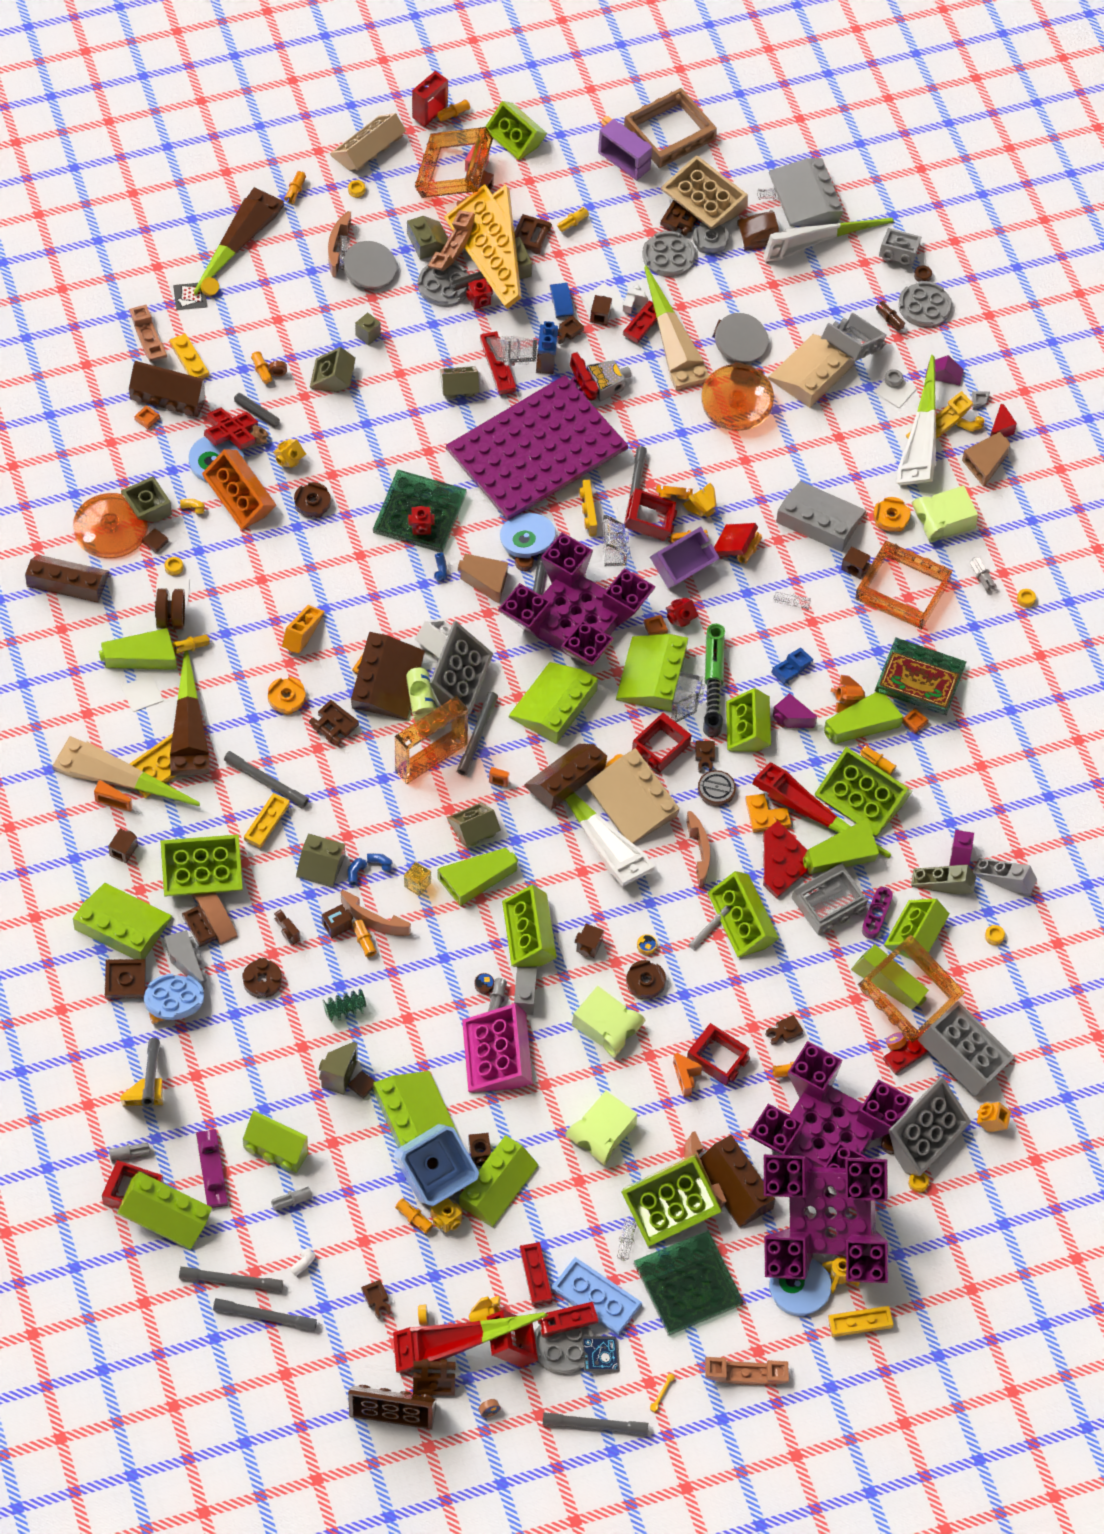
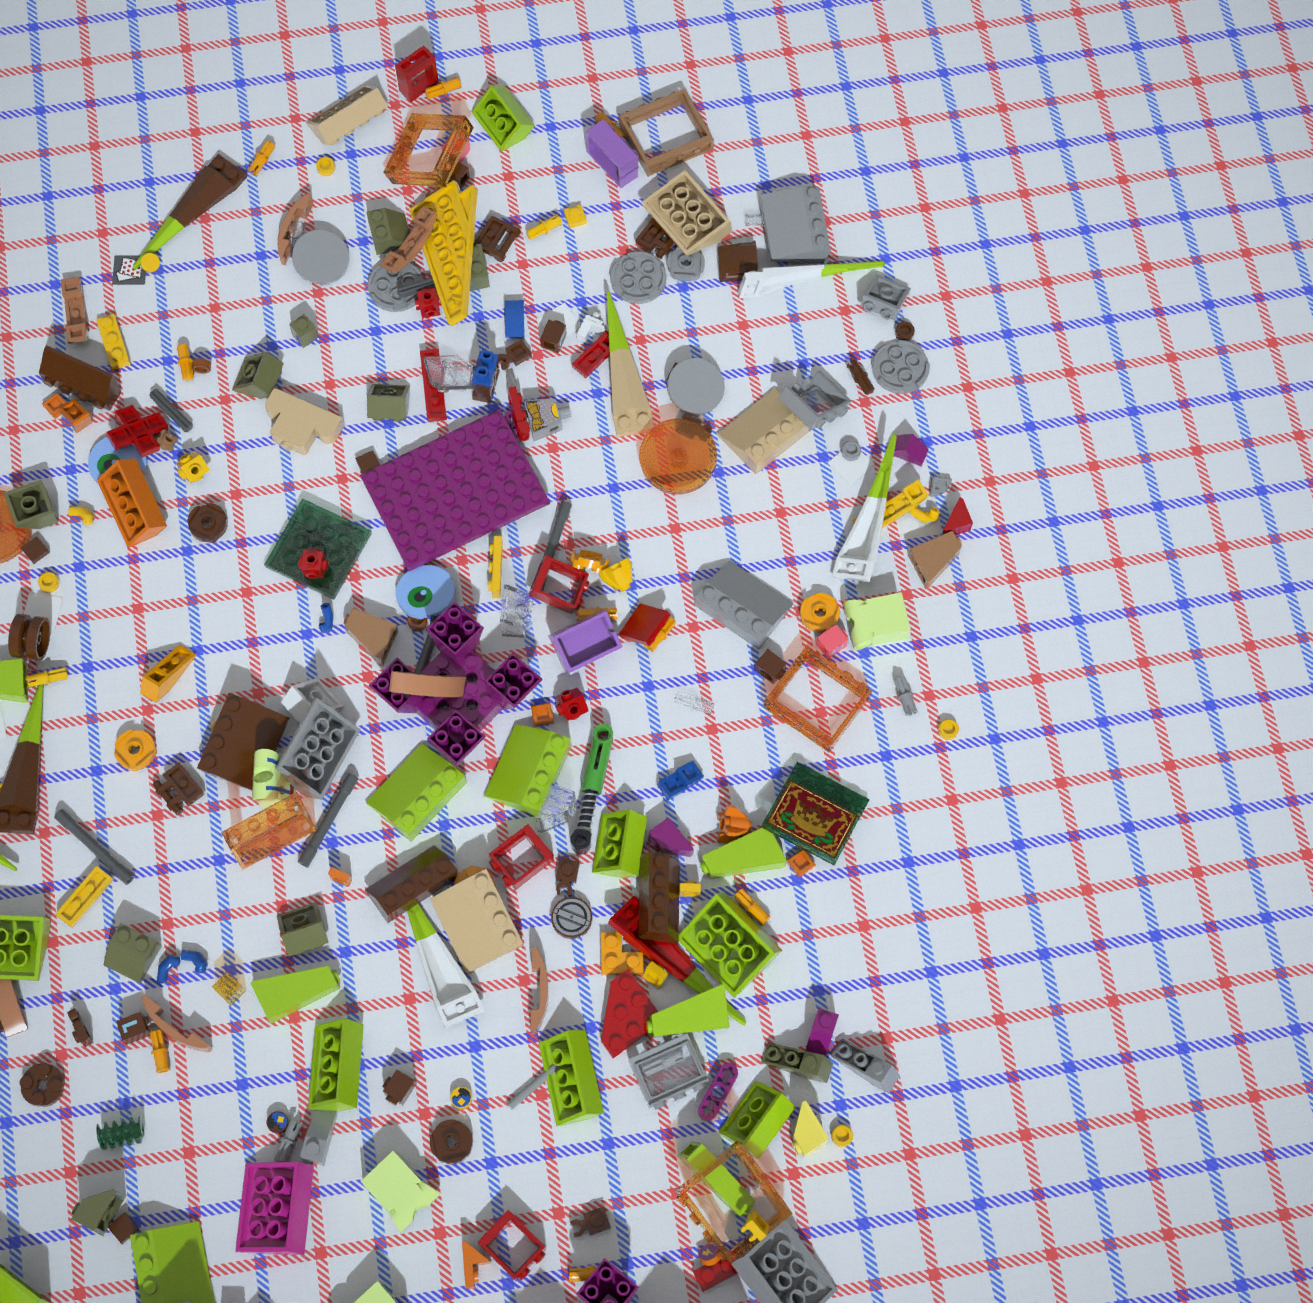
camera: 10 degrees right, 10 degrees up
(171, 421) = (76, 415): none -> orange slope
(381, 406) = (300, 422): none -> tan brick
(449, 433) = (367, 461): none -> reddish brown tile
(552, 600) = (427, 684): none -> nougat slope
(599, 208) = (575, 216): none -> yellow plate
(793, 758) = (659, 897): none -> reddish brown slope
(802, 823) = (655, 975): none -> yellow plate
(819, 752) = (690, 889): none -> yellow plate
(908, 535) = (832, 641): none -> coral brick
(935, 1001) = (756, 1225): none -> yellow tile
(966, 930) = (808, 1132): none -> light yellow slope

